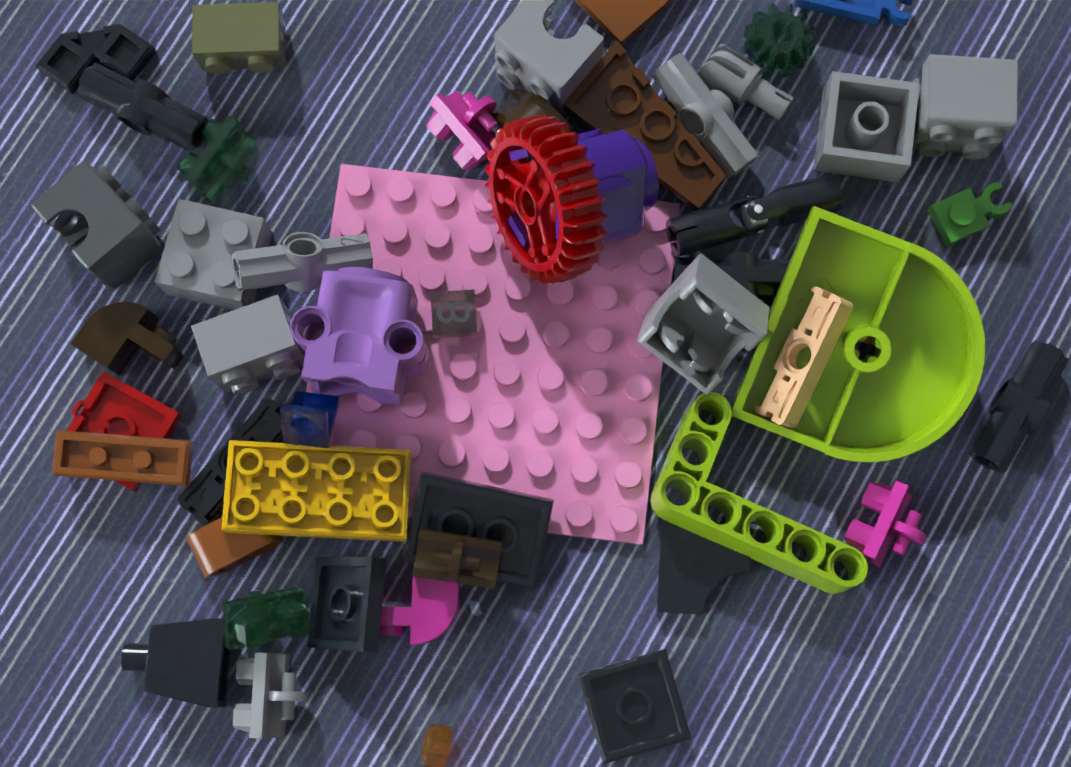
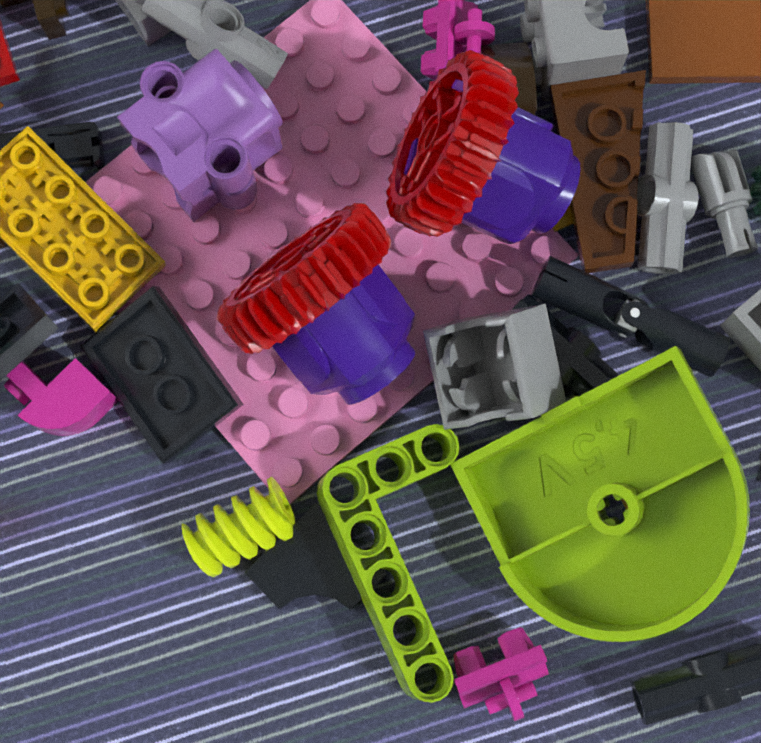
camera: 45 degrees right, 0 degrees up
(249, 346) = (105, 58): light grey brick -> none
(309, 419) = (106, 166): clear blue bracket -> none
(453, 313) = (302, 182): clear smoke tile -> none
(457, 558) = (116, 380): dark brown hips -> none
(558, 381) = (327, 308): none -> piece
(631, 583) = (240, 531): none -> neon yellow piece
(634, 706) = (155, 632): black tile -> none
(794, 386) = (586, 459): light nougat piece -> none

